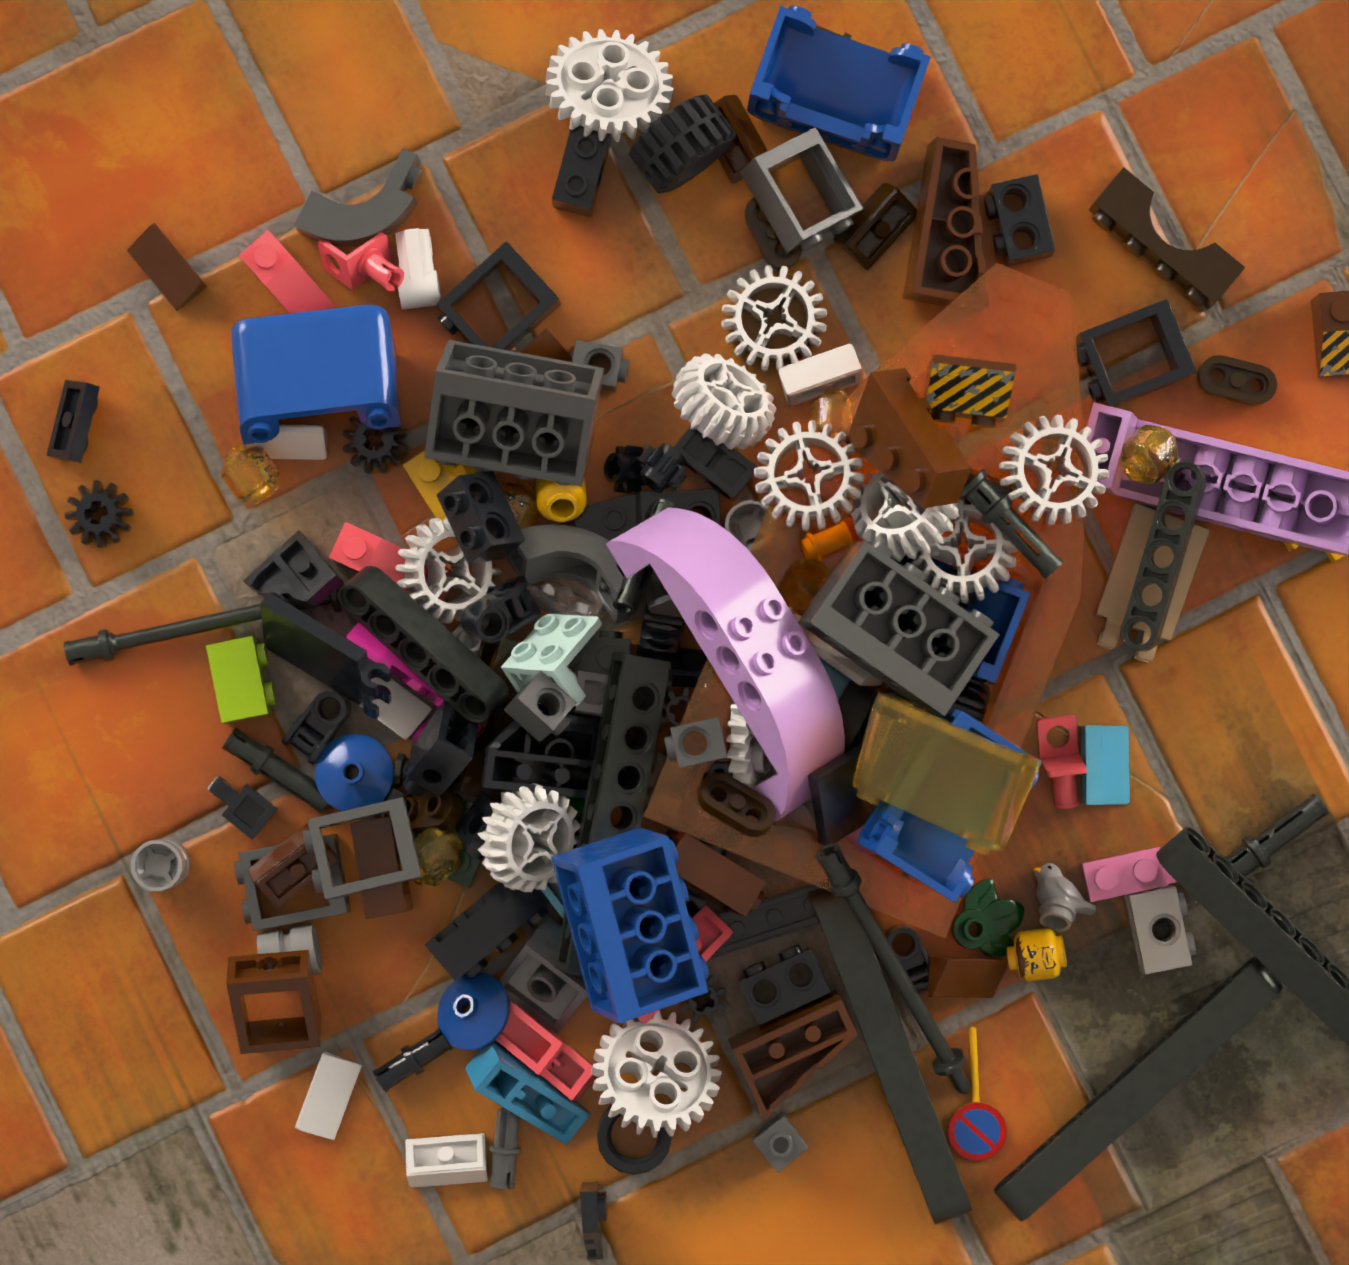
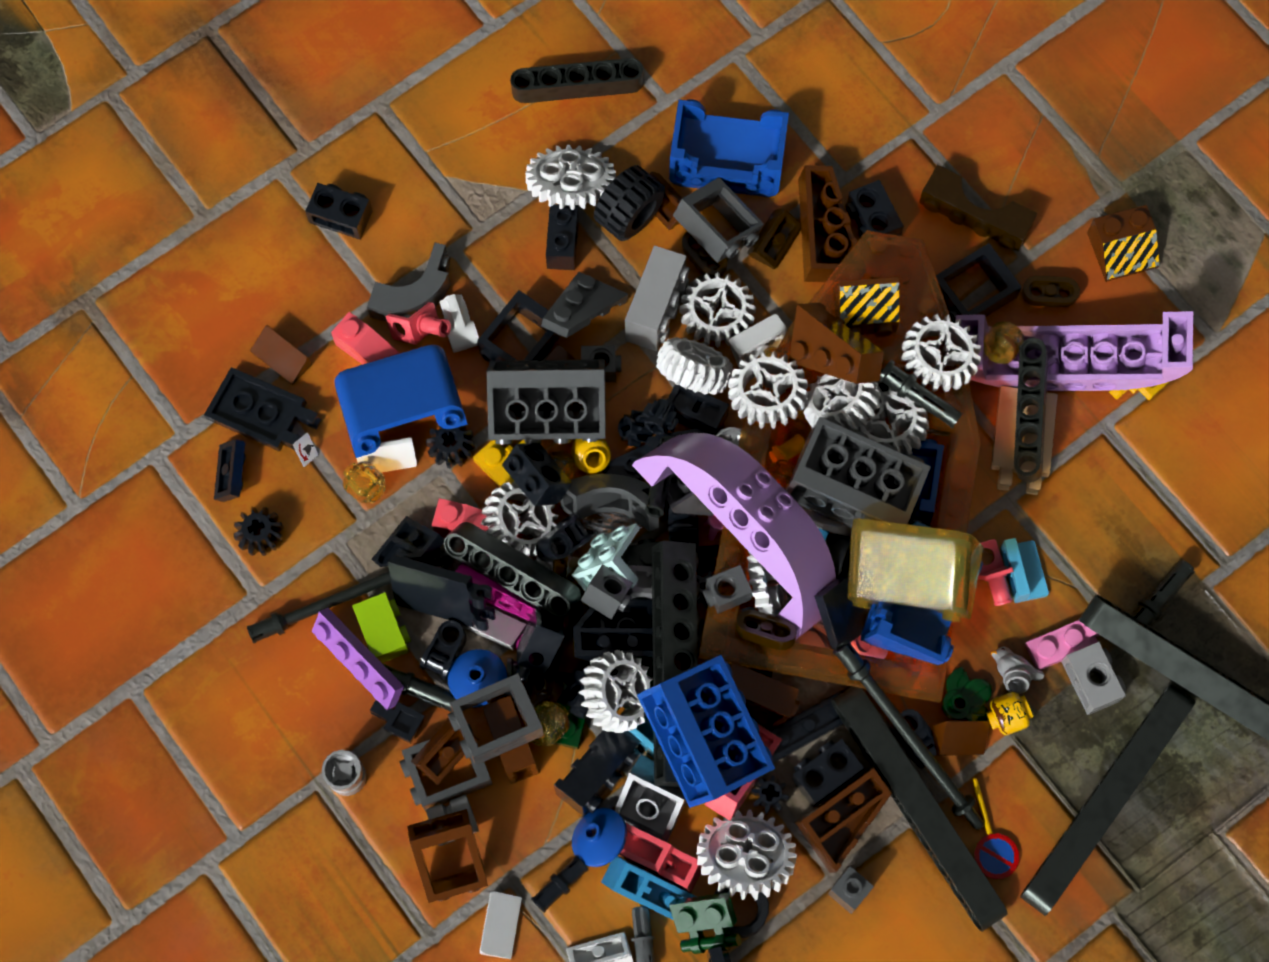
camera: 10 degrees left, 15 degrees down
(126, 342) = (259, 410): none -> black tile
(179, 411) = (305, 449): none -> white sticker
(202, 717) = (357, 658): none -> medium lavender plate
(275, 75) = (335, 216): none -> black brick
(588, 276) = (580, 304): none -> dark grey wing
(588, 1139) = (702, 914): none -> dark green plate
(693, 291) = (656, 298): none -> light grey brick

